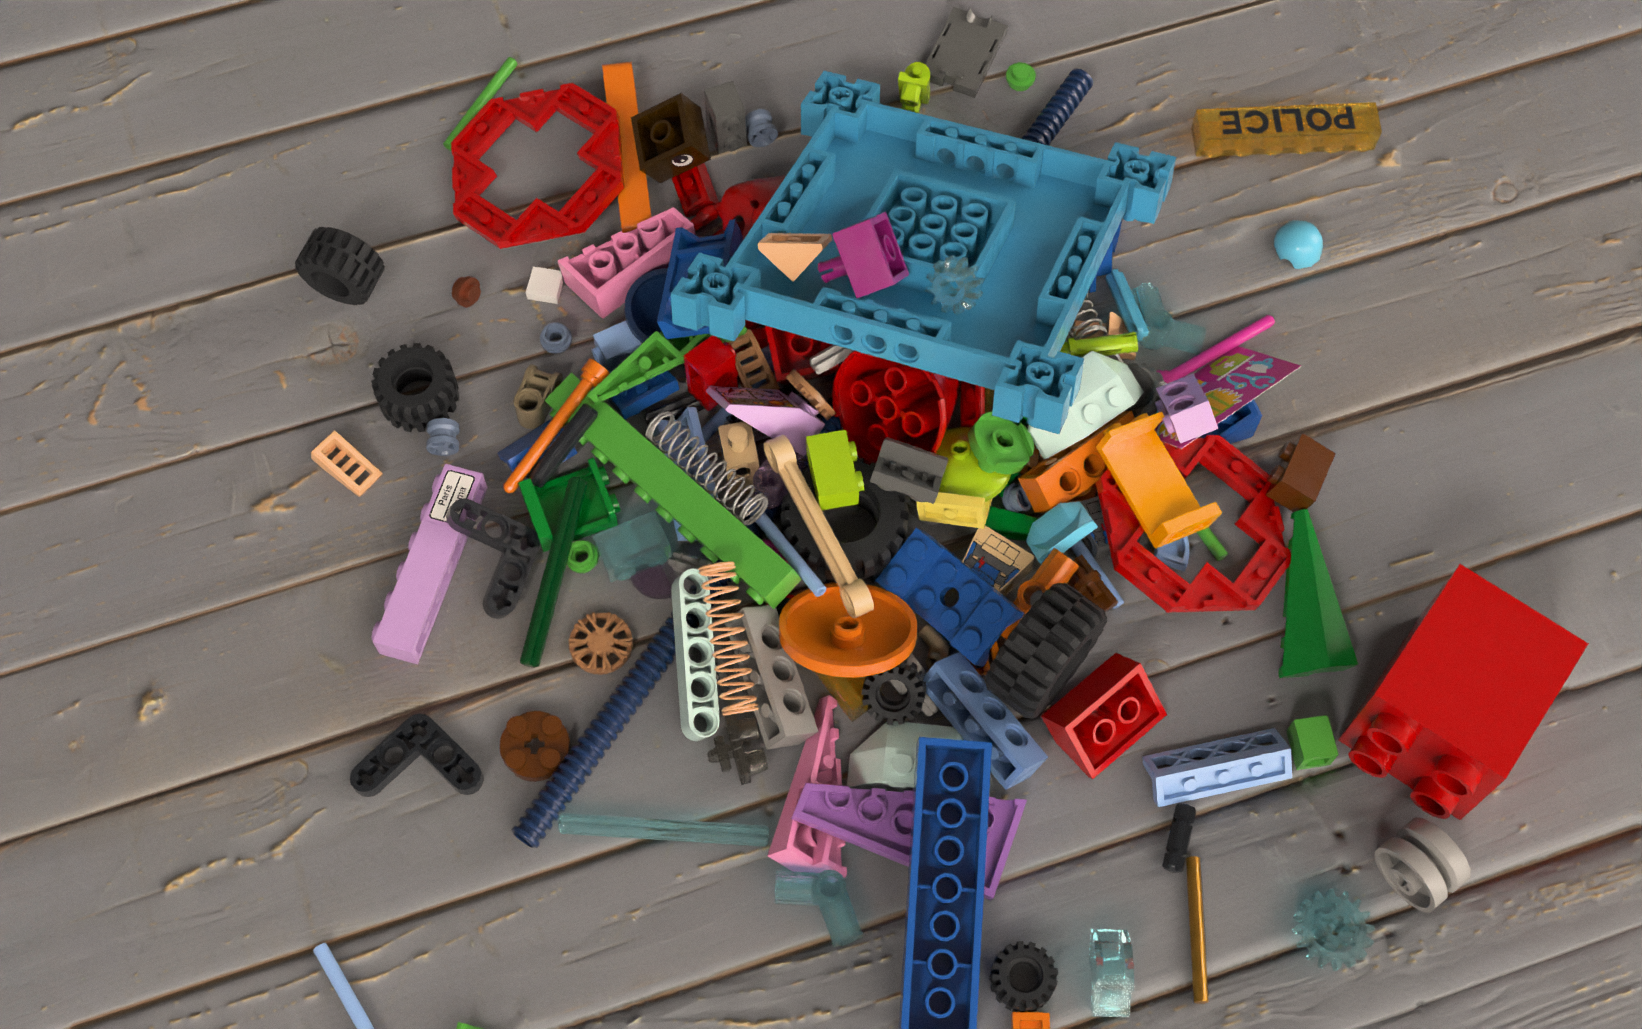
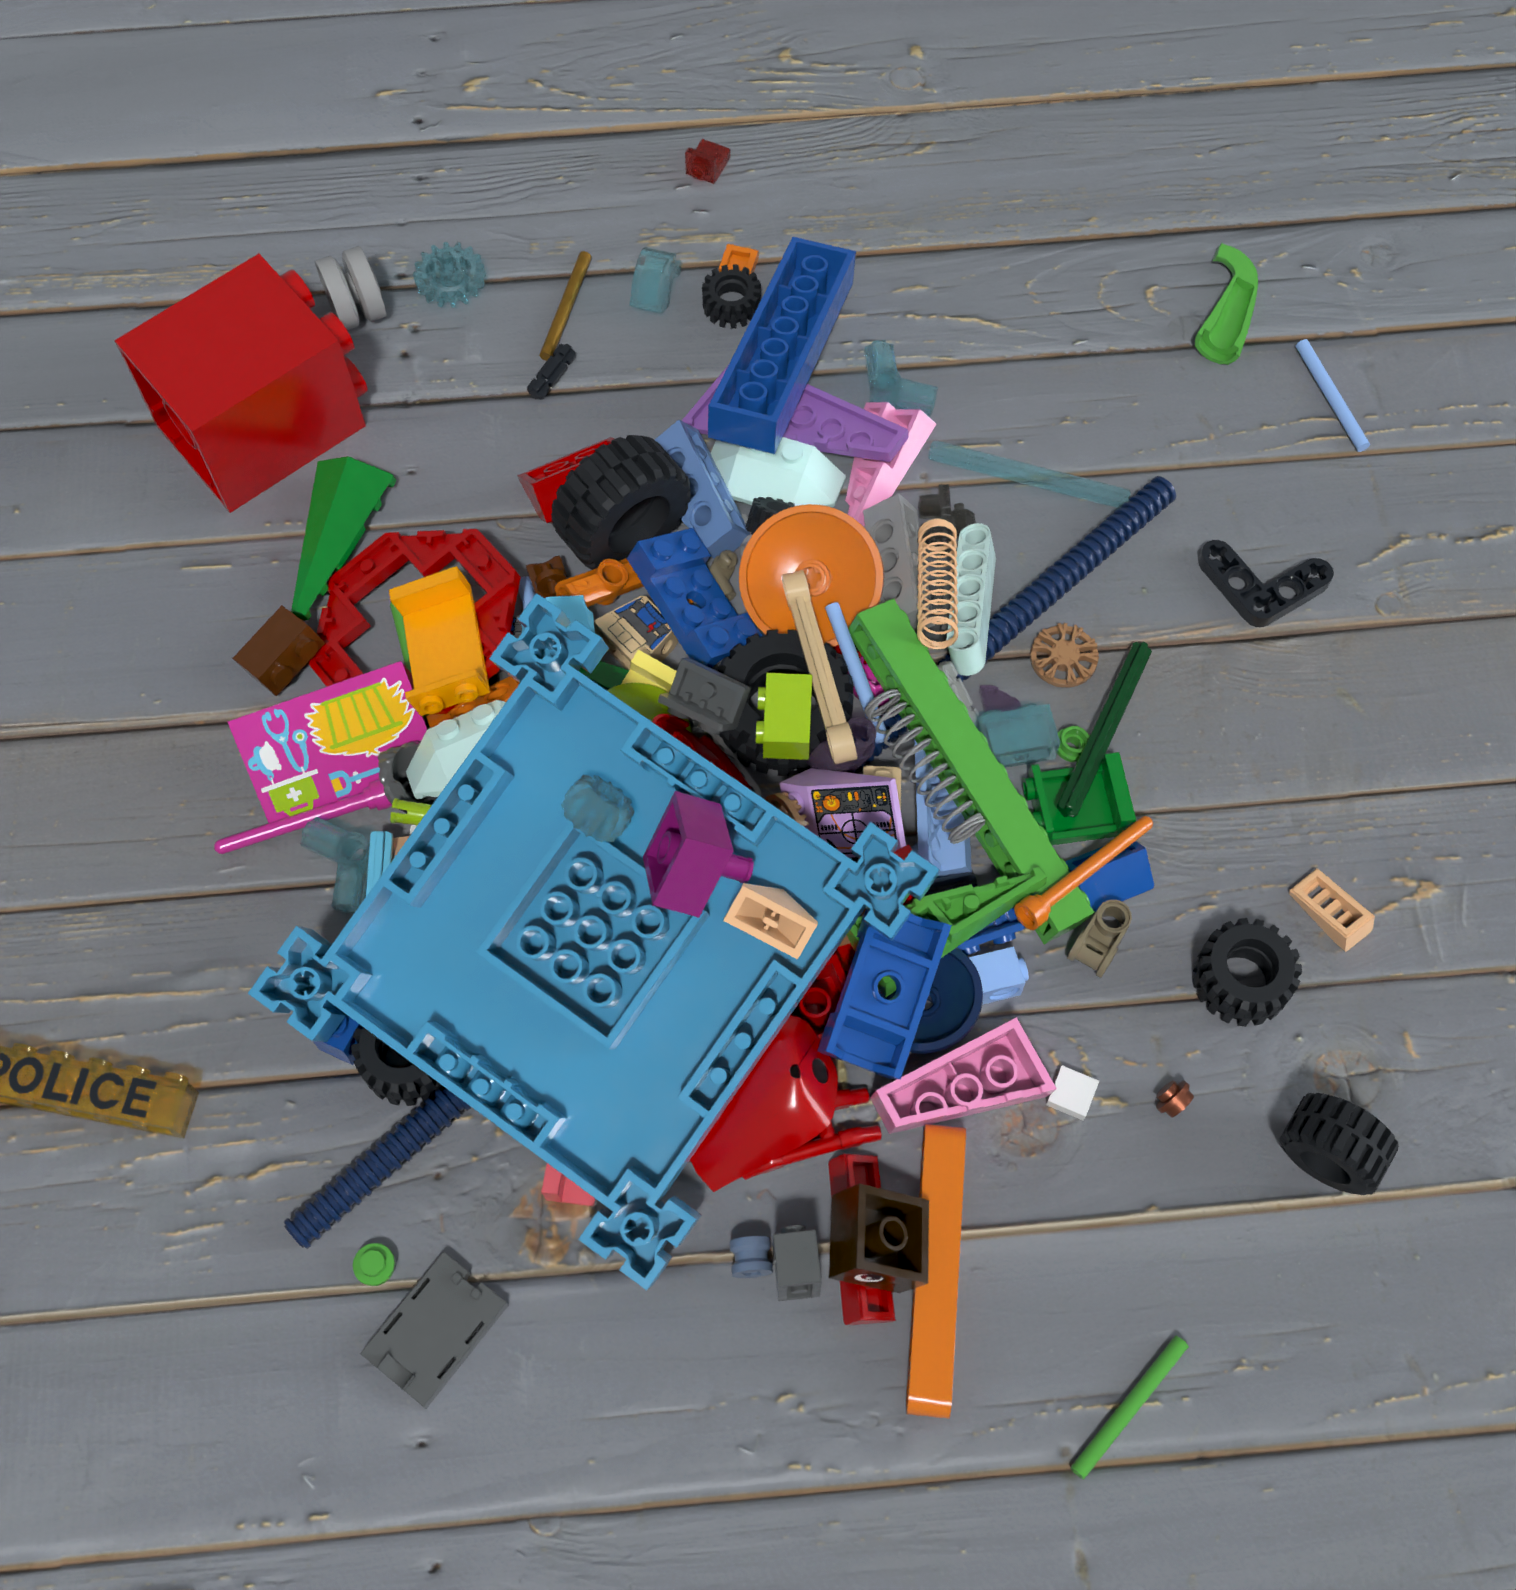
camera: 165 degrees left, 0 degrees up
(427, 569) = (1238, 769): lavender brick -> none
(442, 437) = (1216, 908): sand blue wheel -> none
(510, 551) = (1154, 762): black beam -> none
(521, 731) = (1150, 555): reddish brown plate -> none
(539, 220) = (1058, 1349): red plate -> none
(552, 331) = (1073, 1003): sand blue plate -> none
(563, 445) = (1077, 845): black axle -> none
(914, 87) = (528, 1255): lime hips -> none
(1185, 409) = (367, 707): lavender brick -> none
(1220, 770) = (489, 406): light blue fence -> none
(1299, 243) = (137, 932): medium azure hair -> none
(1312, 742) = (397, 409): bright green panel -> none

